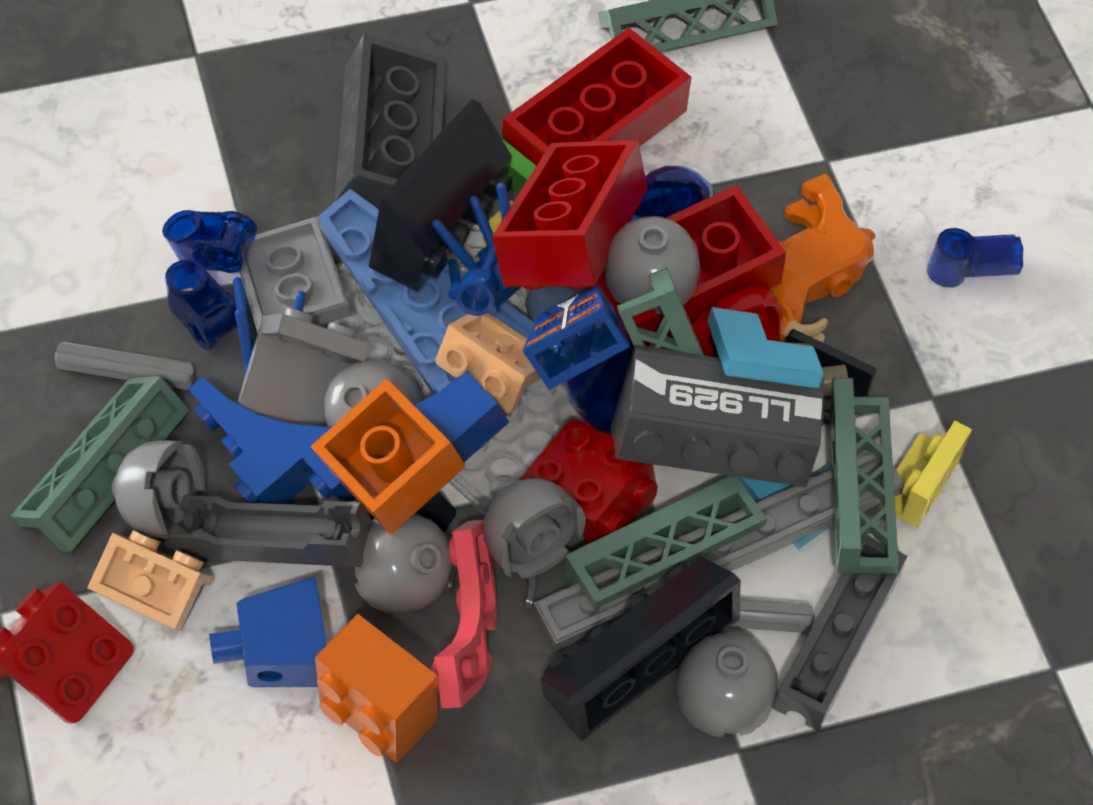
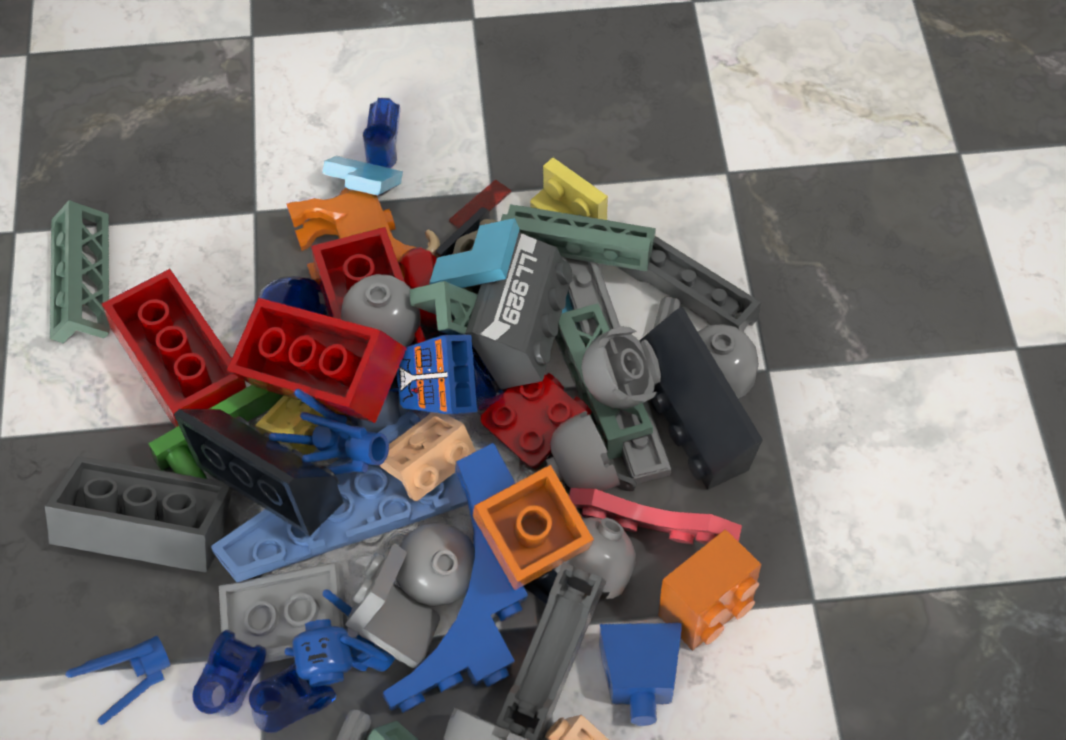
camera: 75 degrees left, 0 degrees up
(222, 297) = (321, 654): none -> blue head
(228, 171) = (146, 658): none -> blue plant
(647, 536) = (620, 369): none -> light grey cylinder
(898, 248) = (362, 175): none -> medium azure tile
(909, 388) = (487, 198): none -> clear red window

